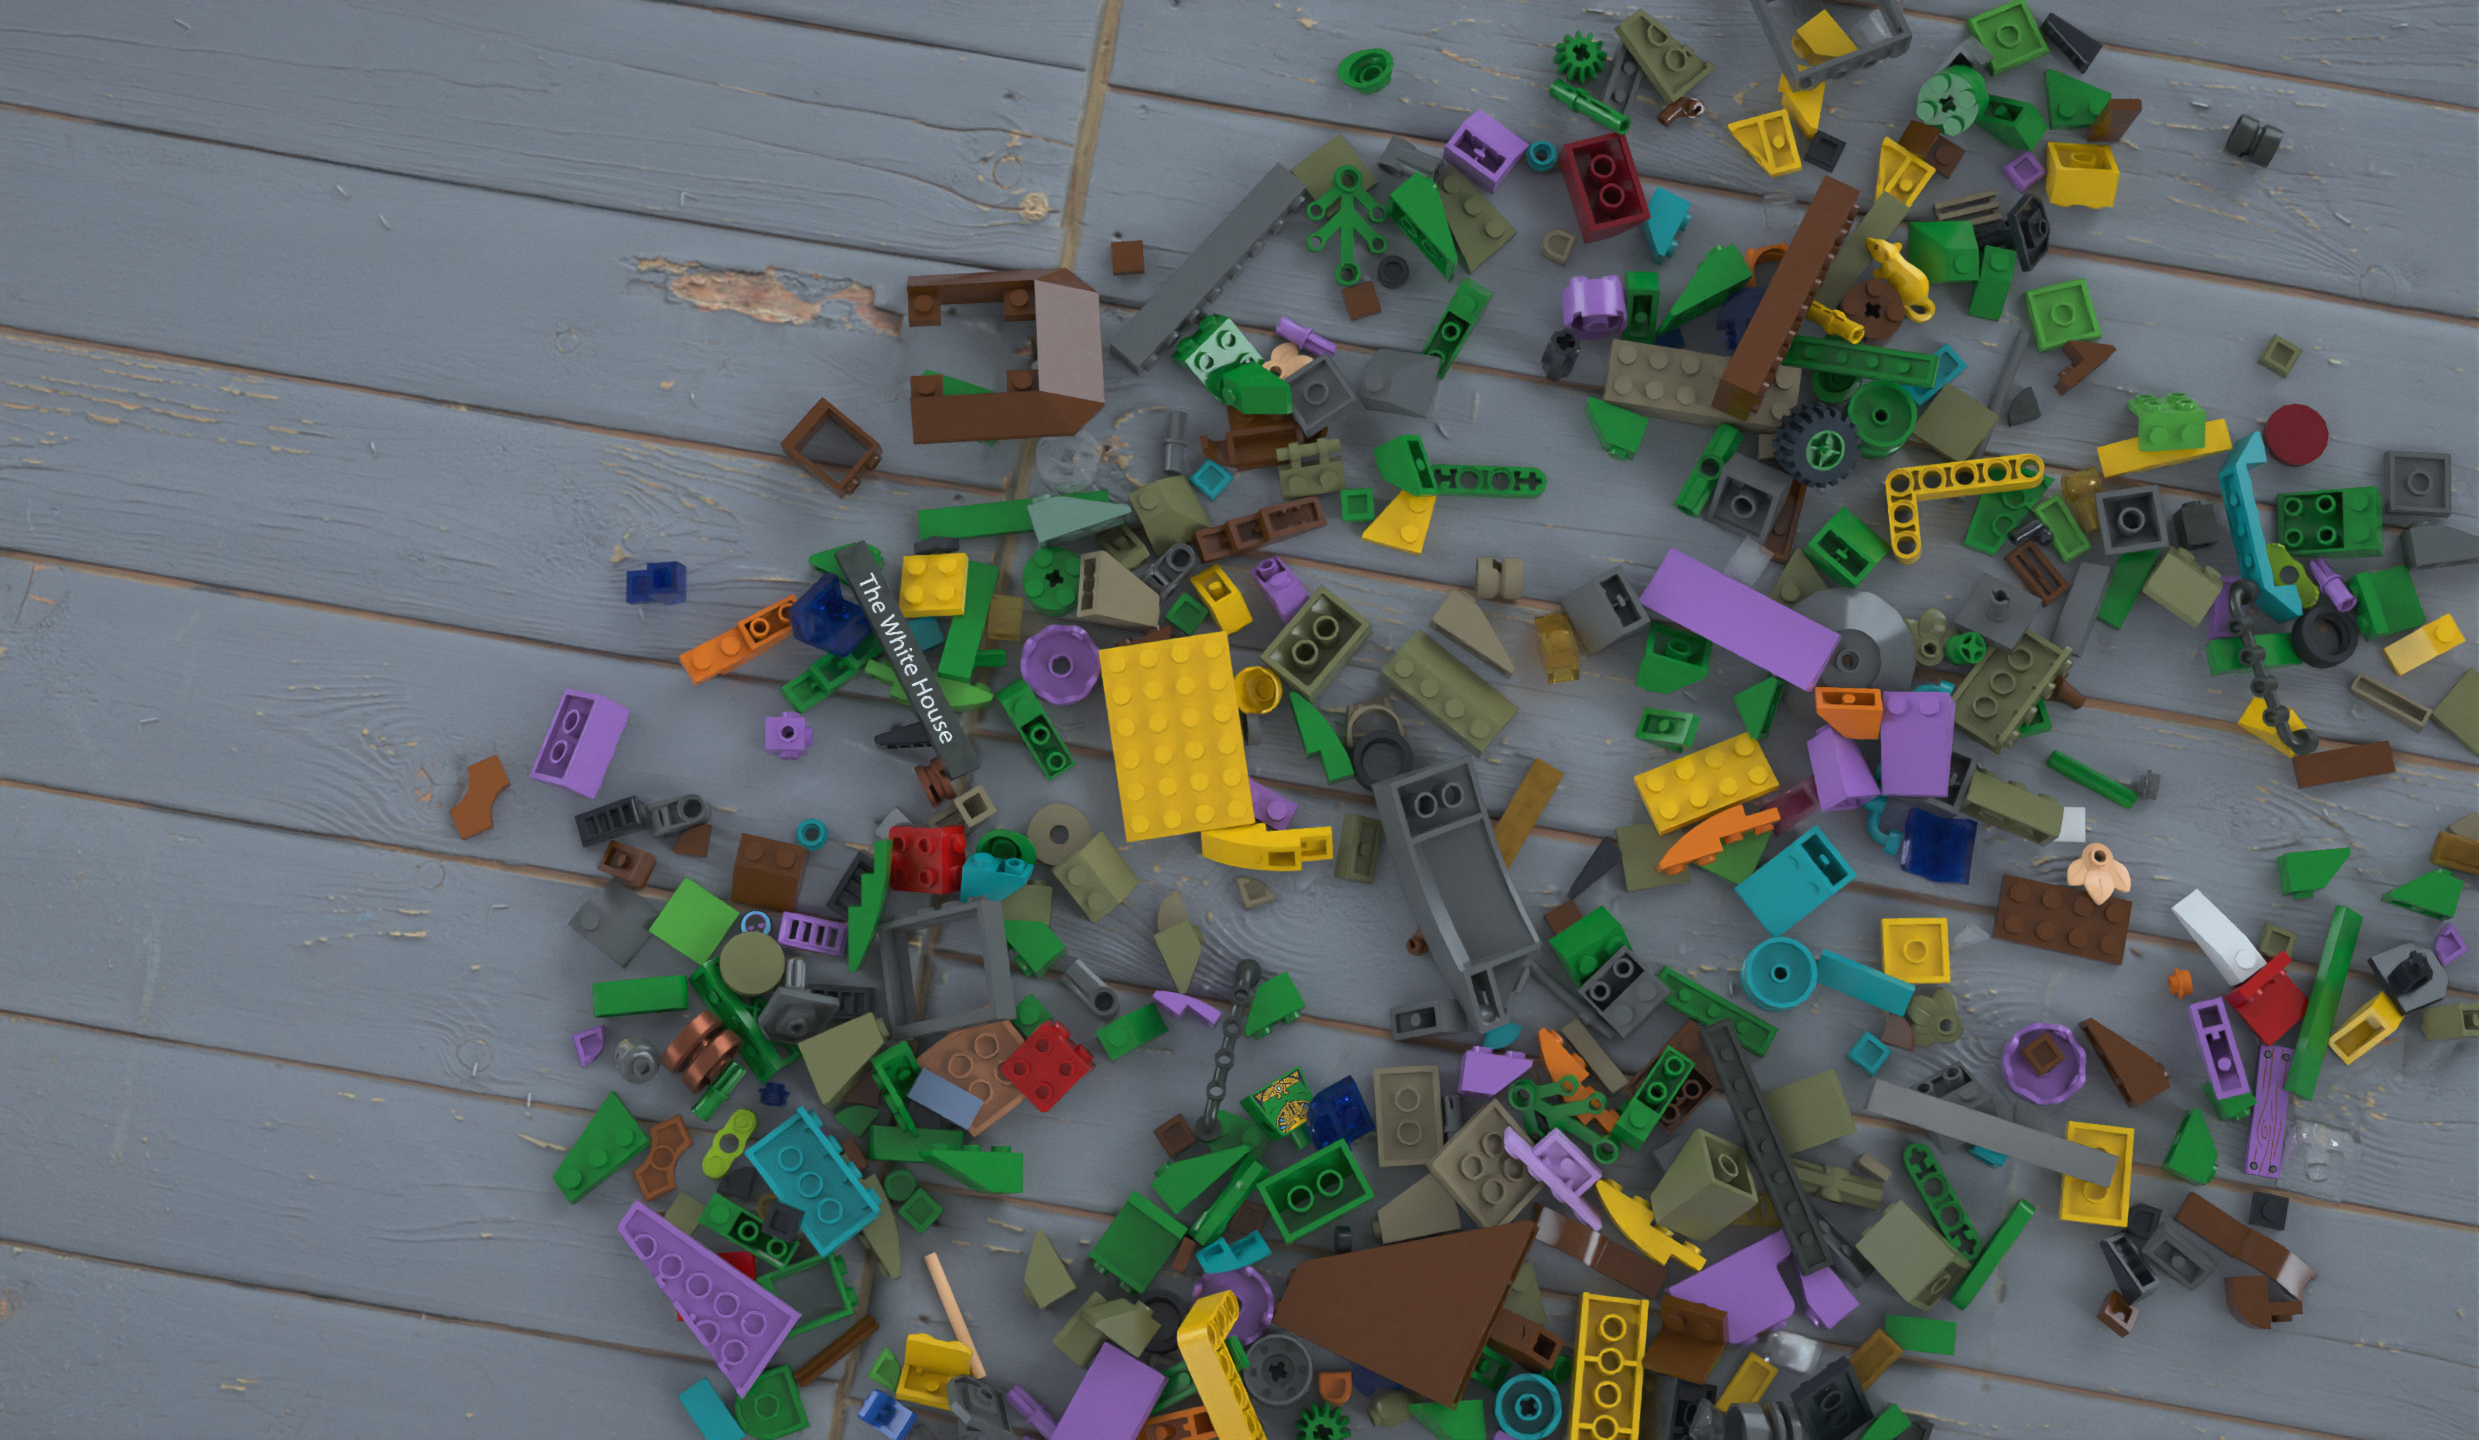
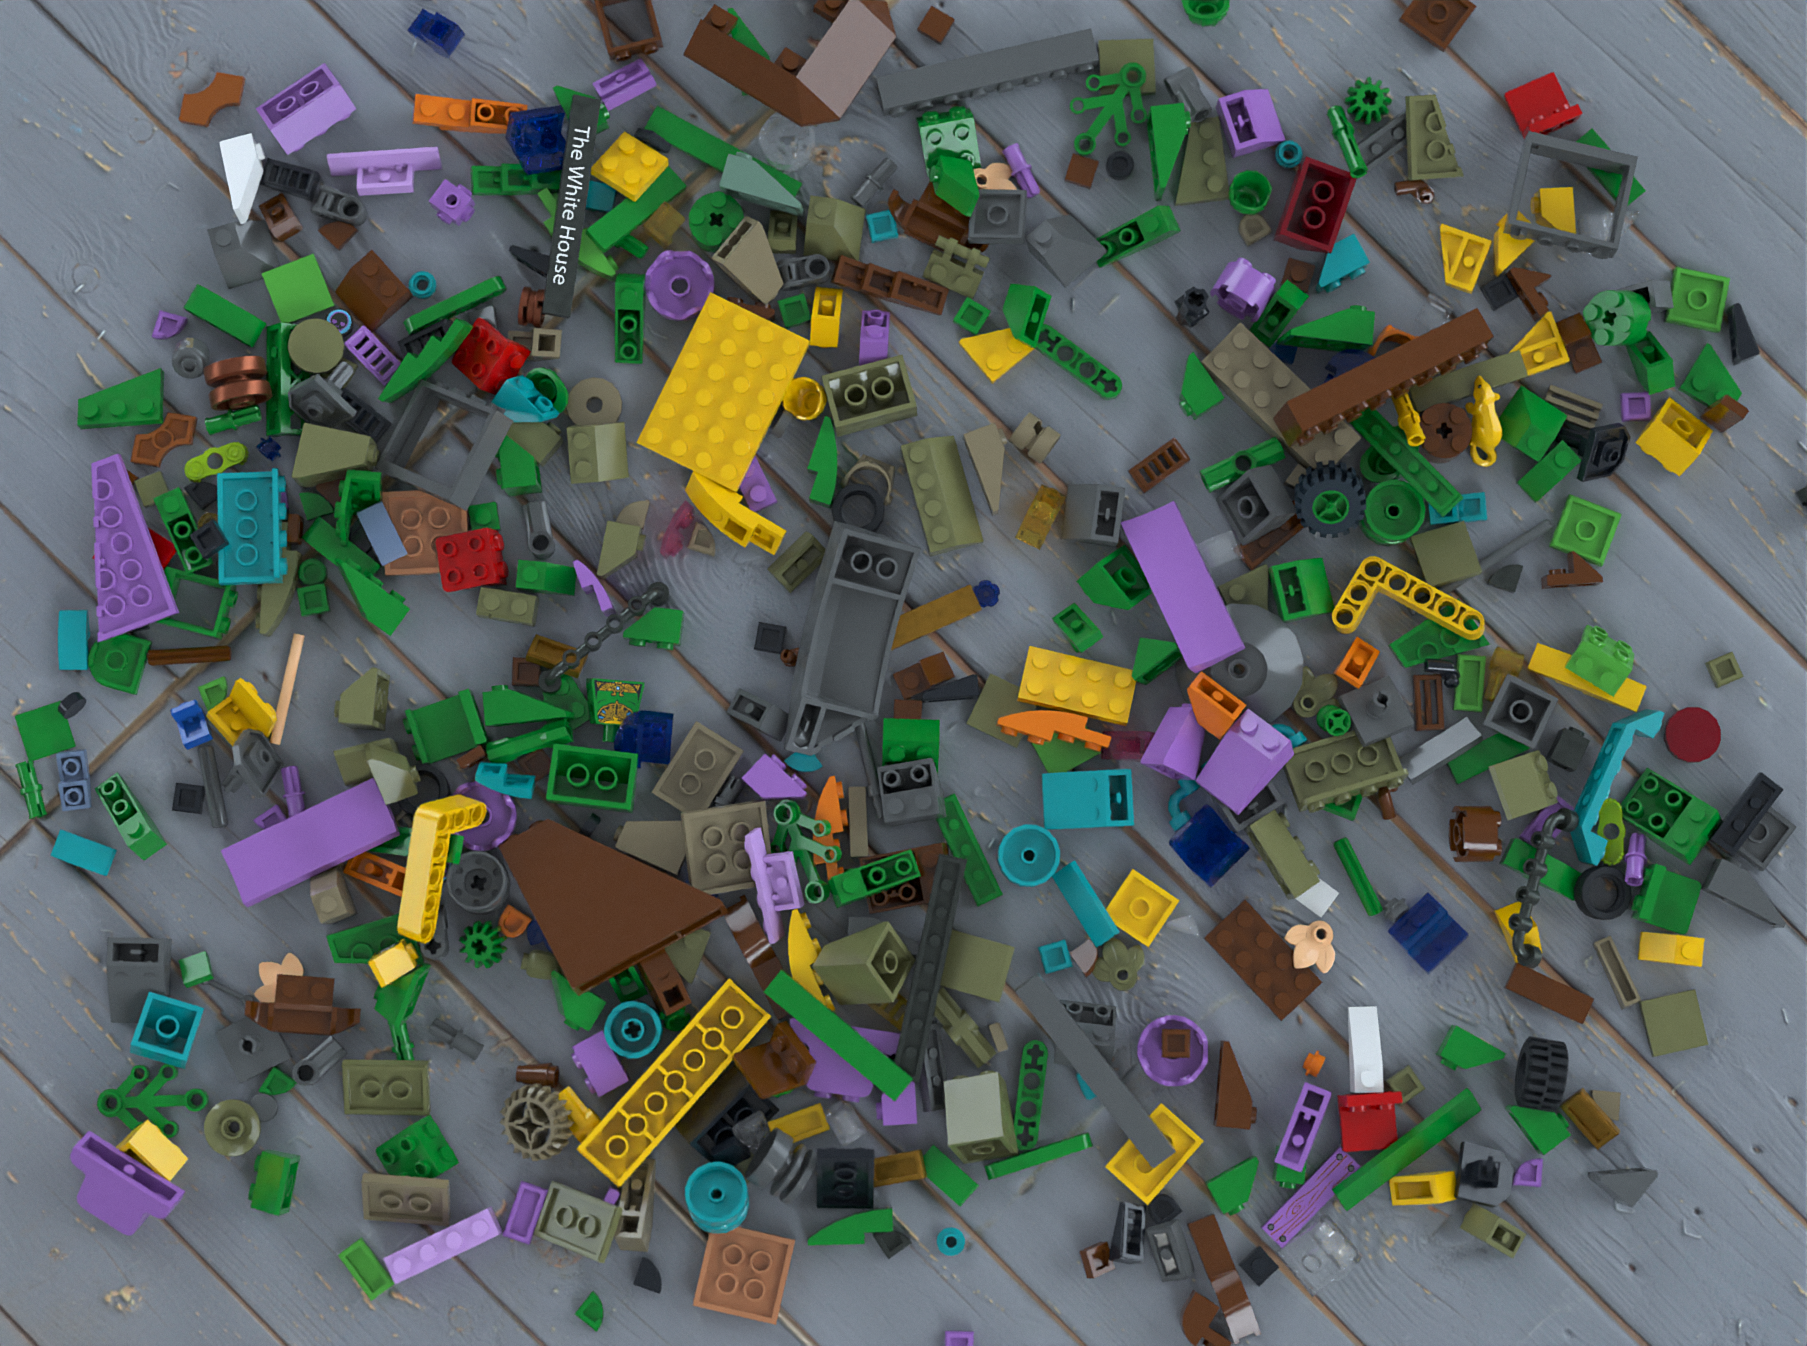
camera: 35 degrees right, 5 degrees up
(562, 842) = (243, 171): none -> white slope
(699, 749) = (385, 169): none -> lavender bracket
(858, 832) = (456, 304): none -> green beam
(873, 511) = (624, 84): none -> medium lavender plate
(1114, 1085) = (507, 606): none -> olive brick
(1189, 1101) = (550, 652): none -> pearl gold tile
(1225, 907) = (673, 538): none -> clear pink slope
(1384, 940) = (770, 638): none -> black tile
(1533, 214) = (1249, 192): none -> green hair
(1554, 874) = (923, 675): none -> reddish brown slope
(1561, 748) = (992, 589): none -> clear blue plate
(1630, 258) = (1298, 273): none -> reddish brown plate
(1642, 499) = (1163, 450): none -> reddish brown slope
(1727, 1272) = (838, 1035): none -> green tile
(1845, 128) = (1525, 285): none -> reddish brown slope
(1947, 581) = (1357, 662): none -> orange slope
(1959, 1395) = (944, 1234): none -> teal plate
(2171, 663) = (1475, 834): none -> reddish brown brick
(2194, 787) = (1428, 933): none -> clear blue slope
(2397, 843) = (1541, 1074): none -> black tyre
(2399, 473) = (1746, 814): none -> black plate

